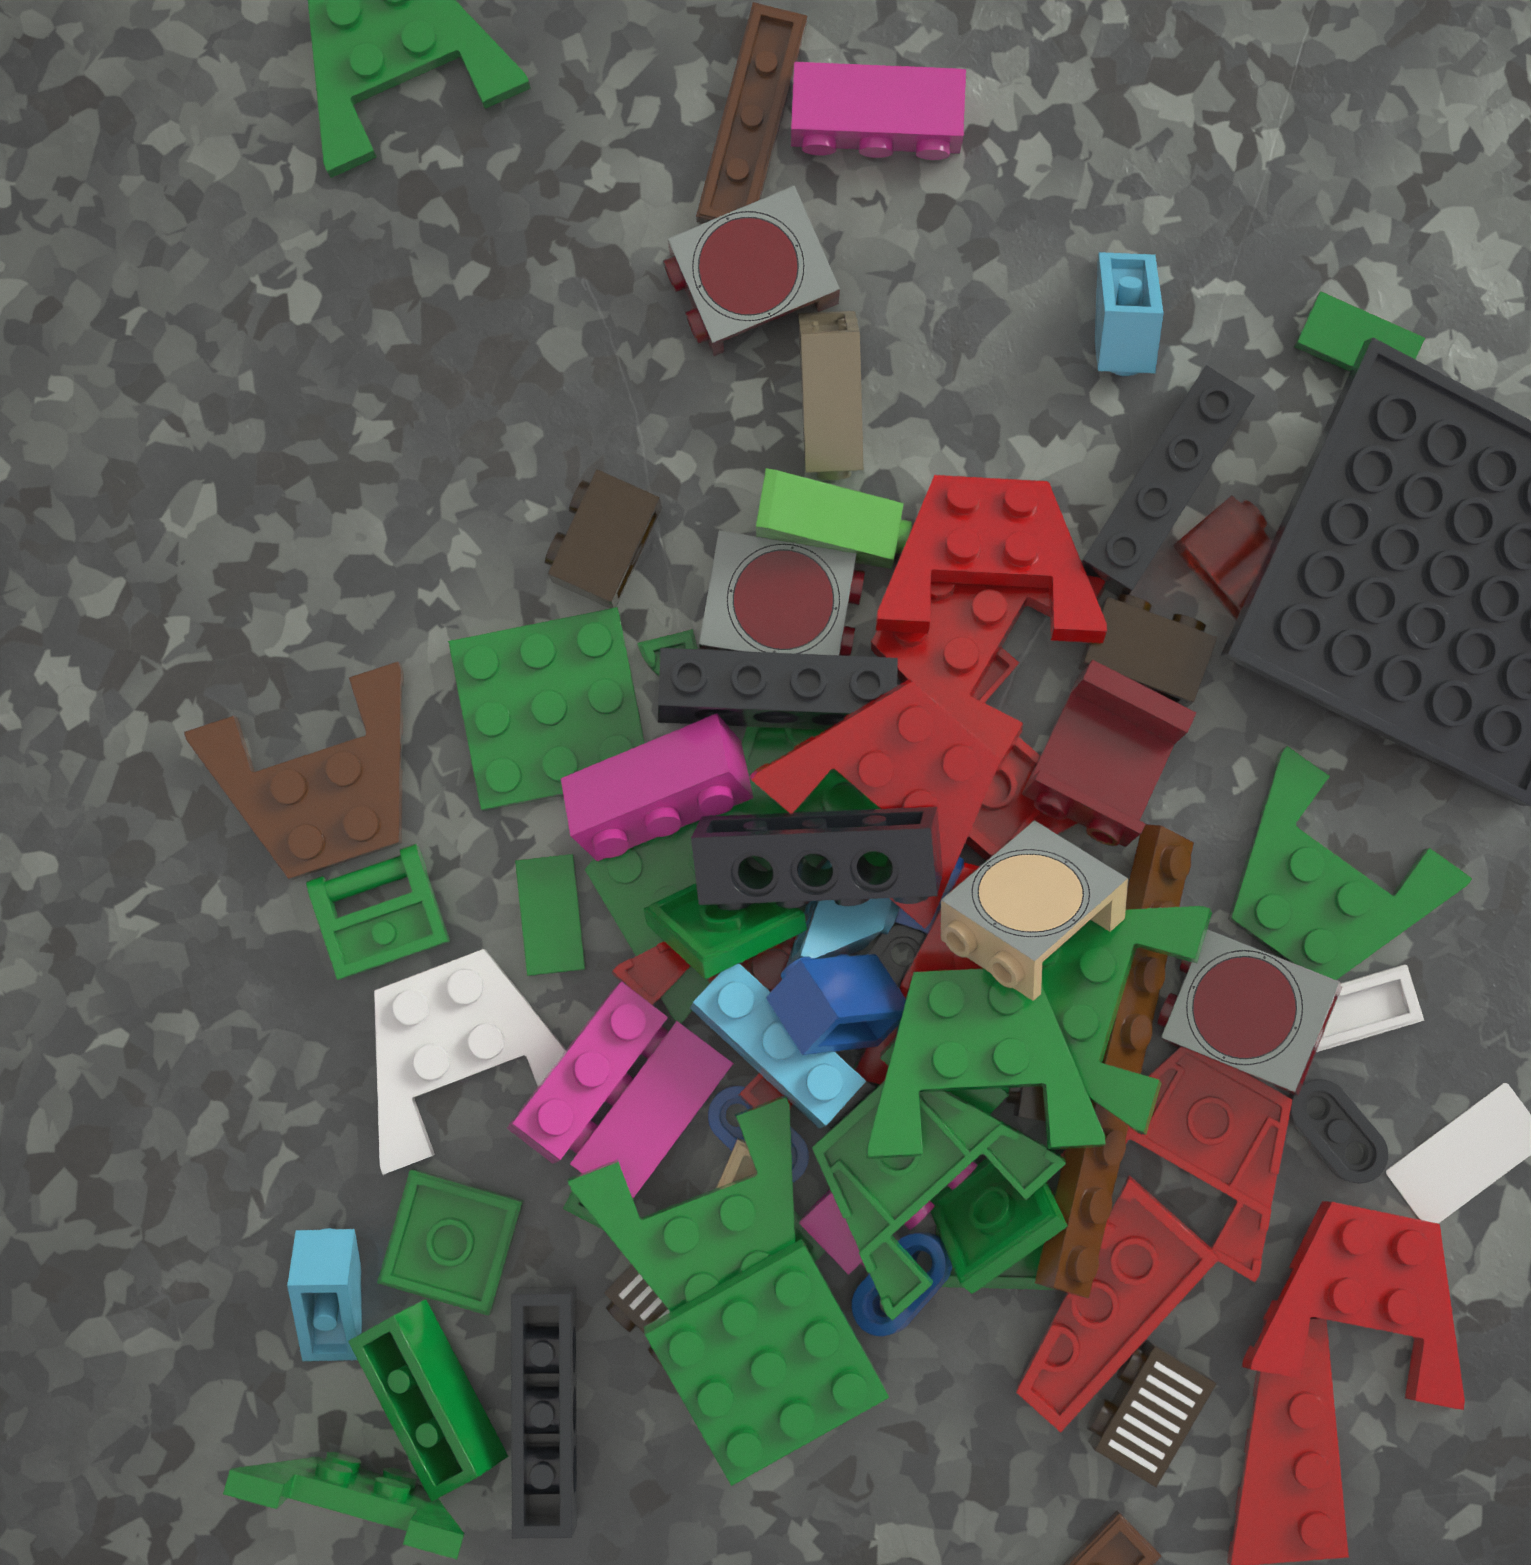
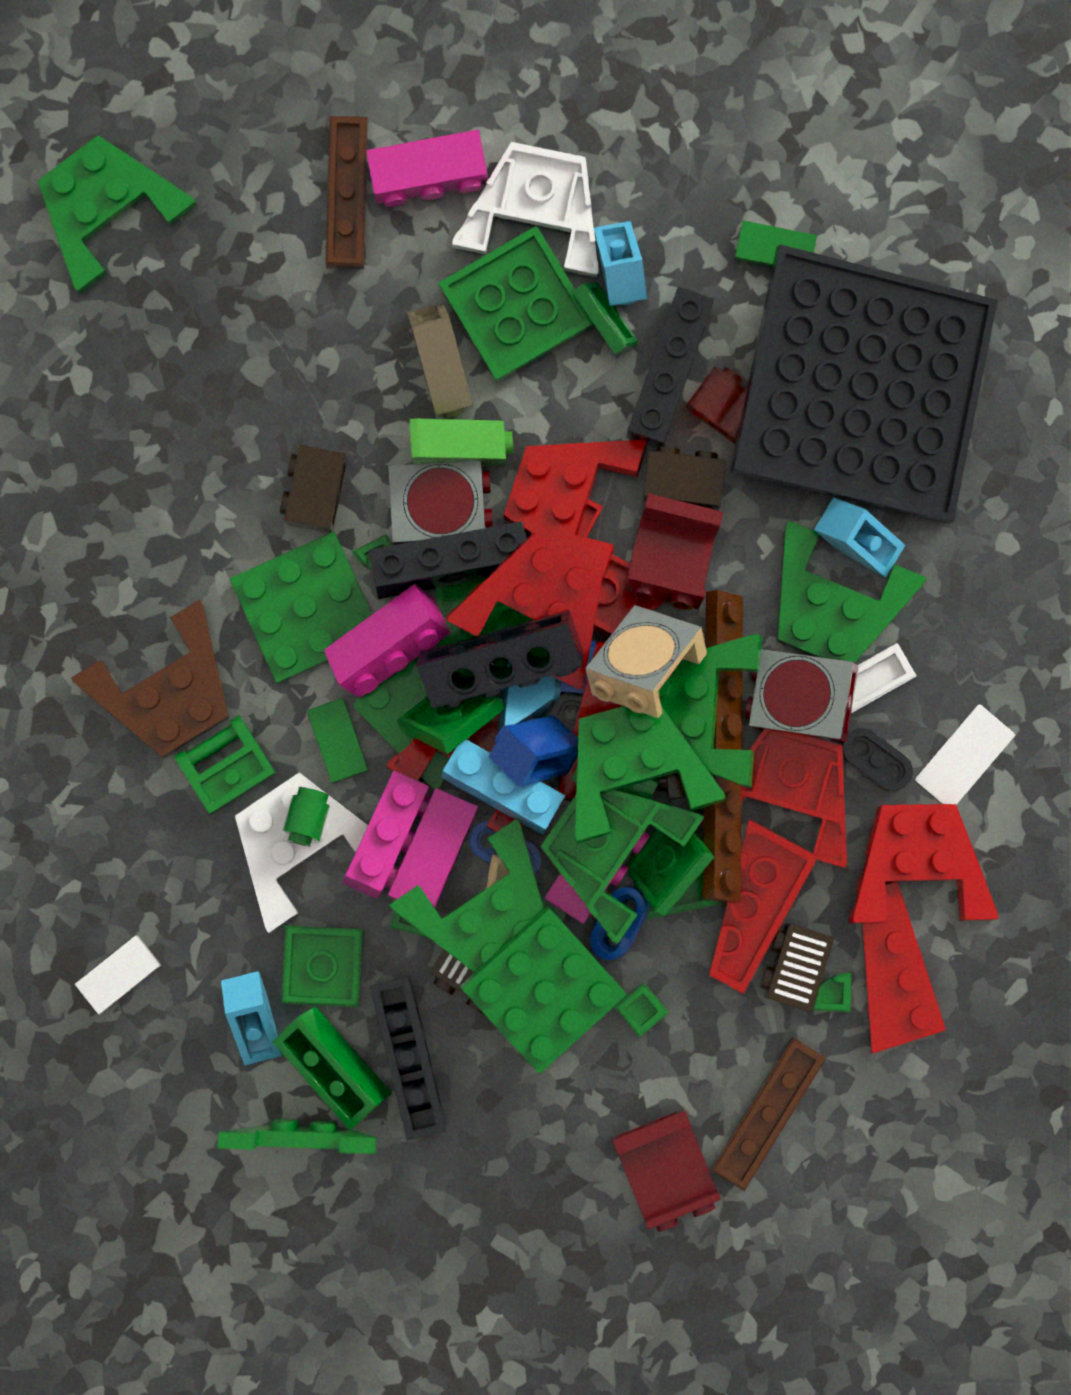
camera: 15 degrees left, 0 degrees up
(149, 1183) = (118, 974): none -> white tile
(477, 1018) = (306, 816): none -> green brick
(750, 268) = (369, 291): panel -> none
(905, 1419) = (641, 1009): none -> green tile
(961, 337) = (516, 304): none -> green plate
(992, 536) = (564, 429): red wing -> none
(1034, 180) = (539, 190): none -> white wing
(1087, 387) = (606, 318): none -> green tile
(1197, 1463) = (834, 994): none -> green tile
(1387, 794) = (859, 536): none -> medium azure slope

